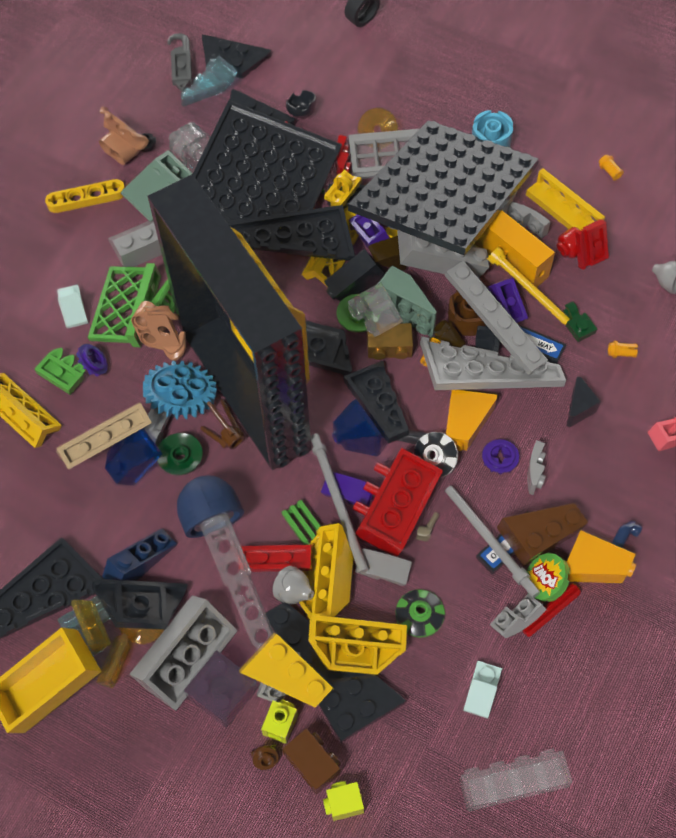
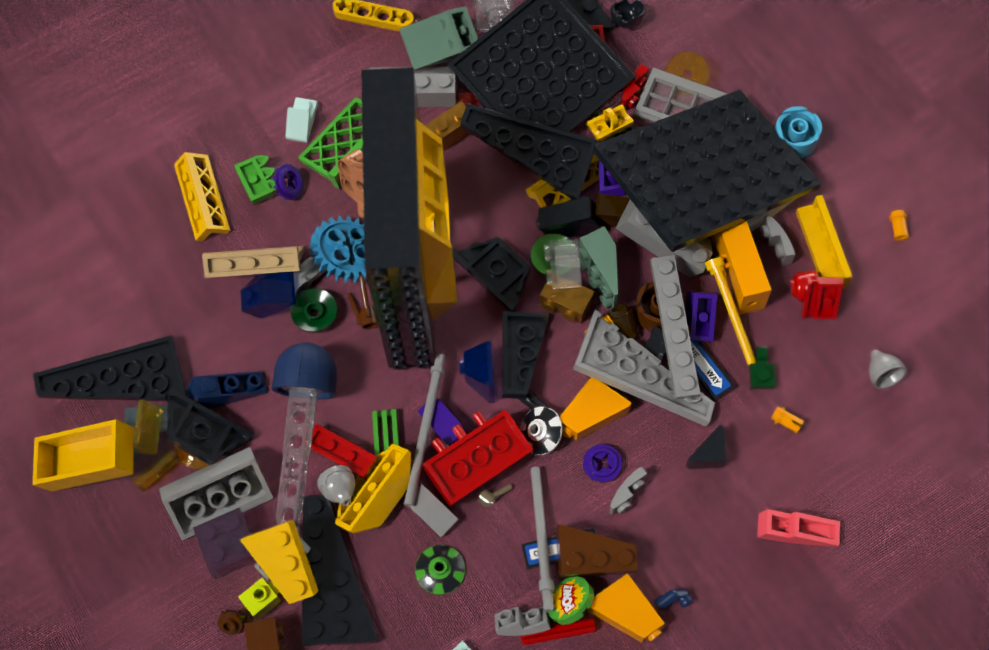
camera: 30 degrees right, 5 degrees up
(356, 644) = (360, 567): yellow wedge -> none

